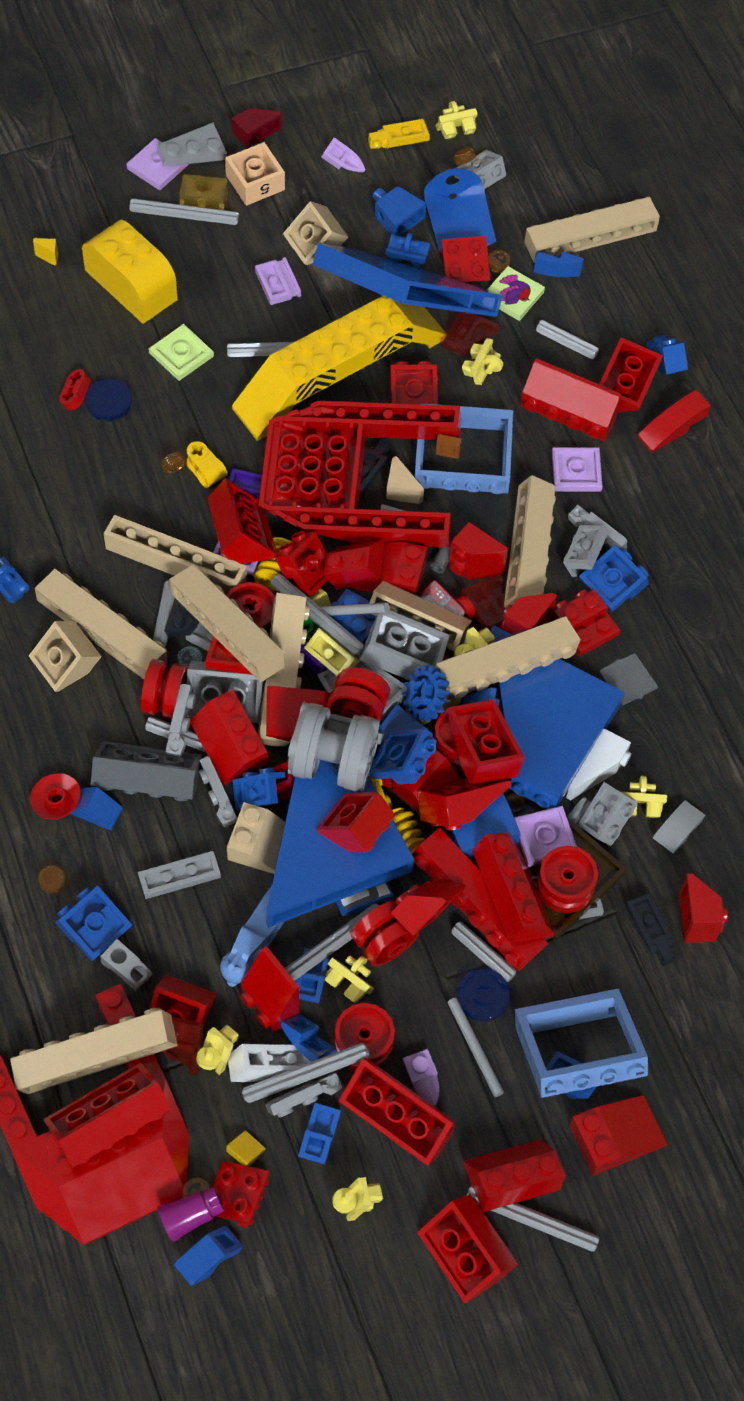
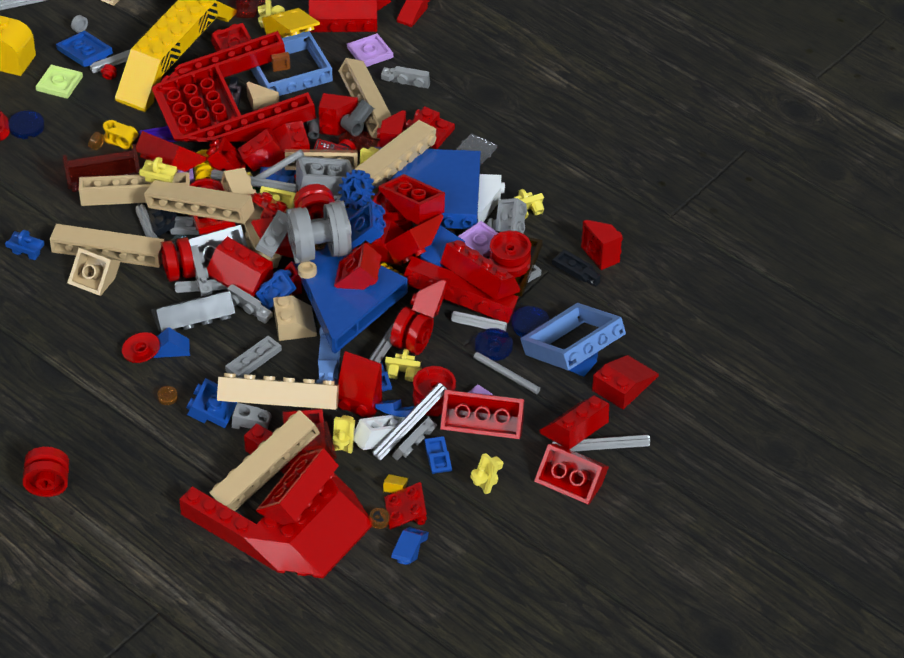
camera: 25 degrees left, 15 degrees down
(150, 507) = (104, 165): none -> clear red windscreen
(167, 954) = (278, 392): none -> tan brick
(190, 1212) = (383, 525): magenta plant -> none
(204, 553) = (157, 171): none -> light yellow hips
(232, 319) = (84, 48): none -> blue plate
(244, 364) = (108, 71): none -> red plate
(248, 278) = (79, 23): none -> light grey tile
(277, 281) = (101, 19): lavender plate -> none
(284, 717) = (273, 235): none -> light grey plate
(298, 789) = (307, 270): none -> tan tile
(308, 664) = (269, 205): none -> red hinge
(360, 901) = (382, 323): slope -> none
(490, 576) = (354, 122): none -> dark grey piece
(492, 390) = (289, 23): none -> yellow slope
(547, 981) = (528, 319): none -> clear blue tile
(585, 548) = (404, 87): light grey bracket -> none
(615, 577) = (433, 95): blue plate -> none
(679, 826) = (559, 210): light grey slope -> none

